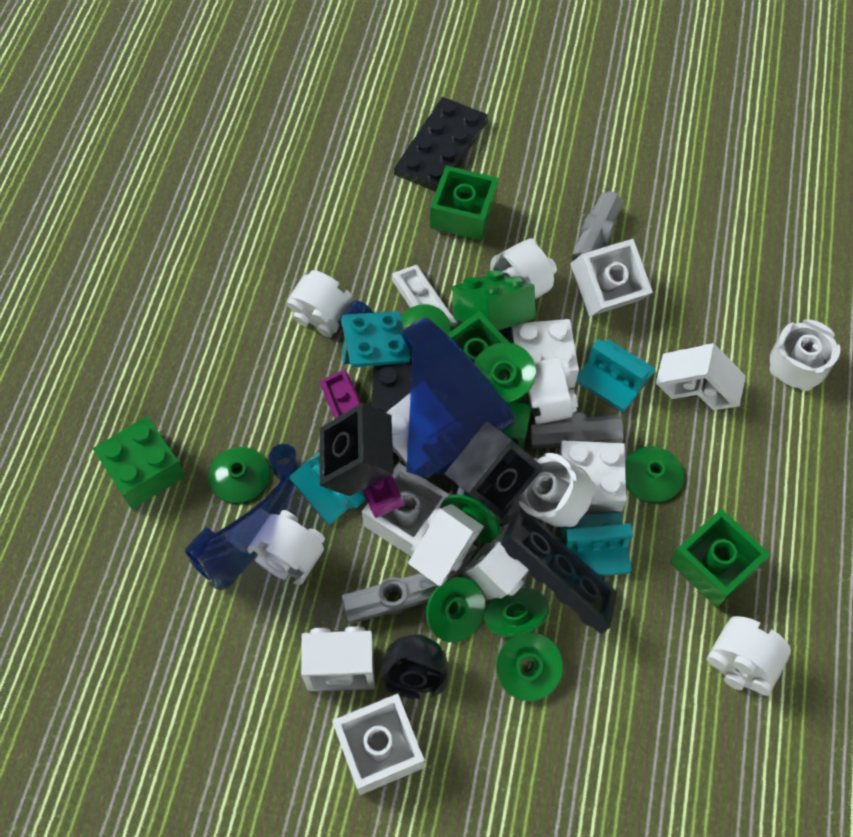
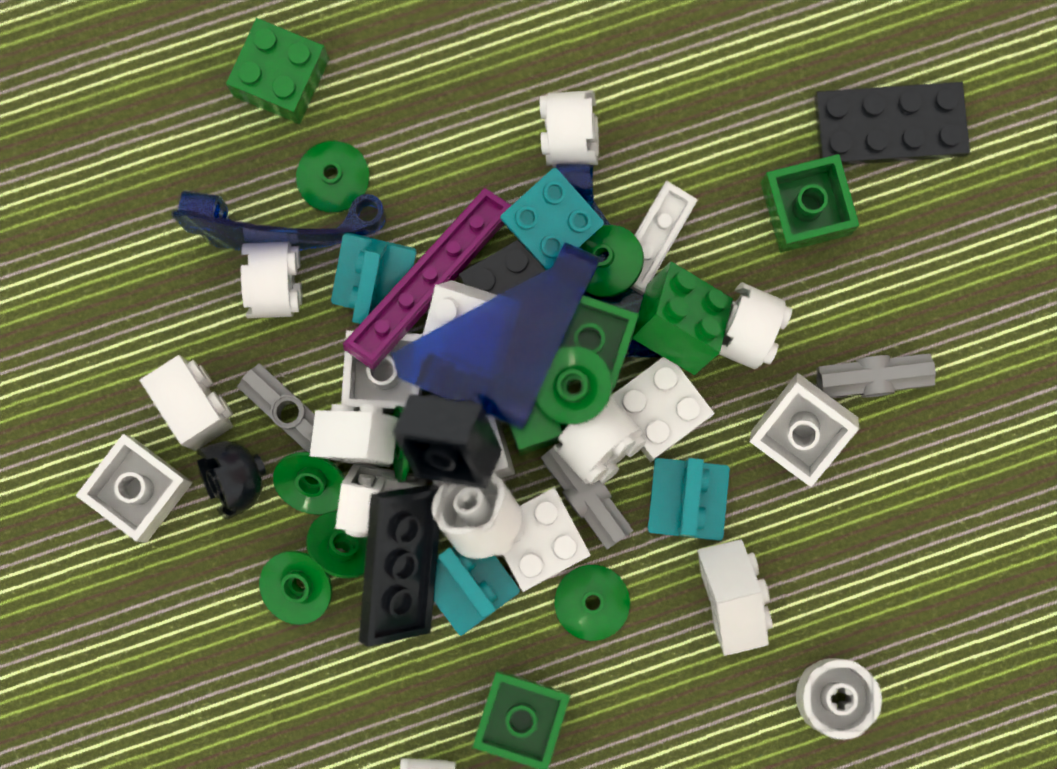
camera: 60 degrees right, 20 degrees up
(356, 450) = (389, 288): black brick -> none

